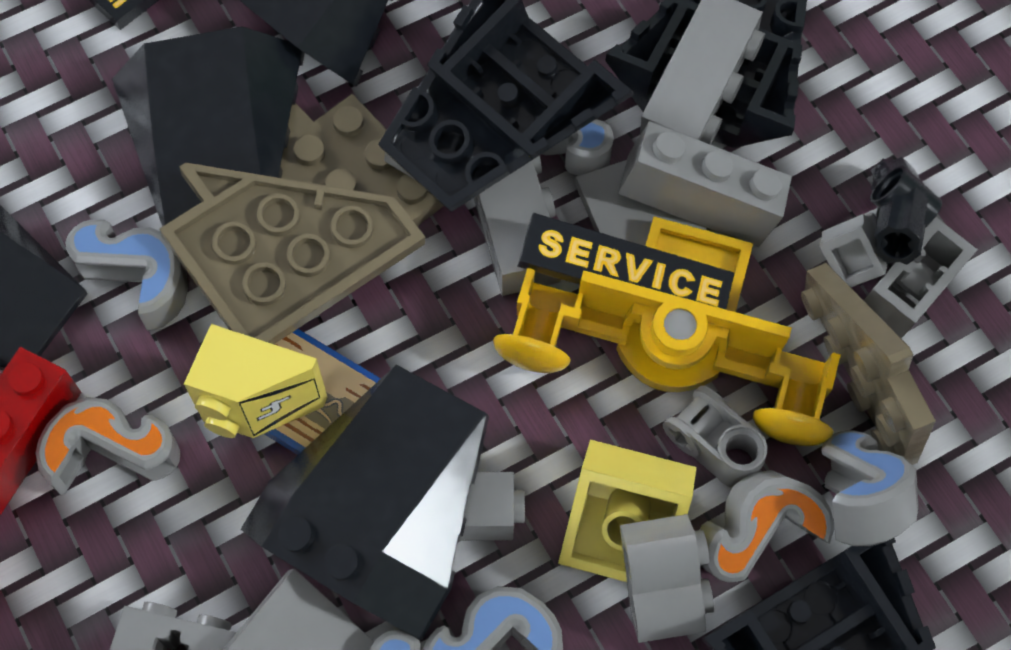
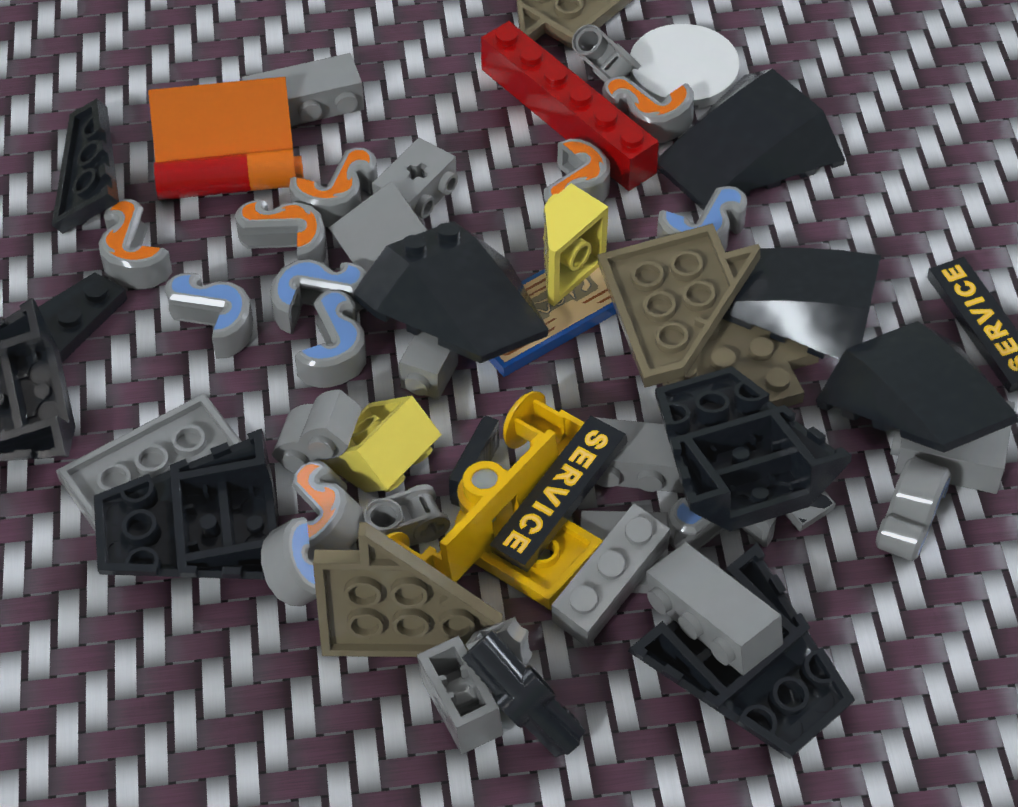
camera: 115 degrees right, 15 degrees down
(604, 394) = (480, 448): none -> black tile

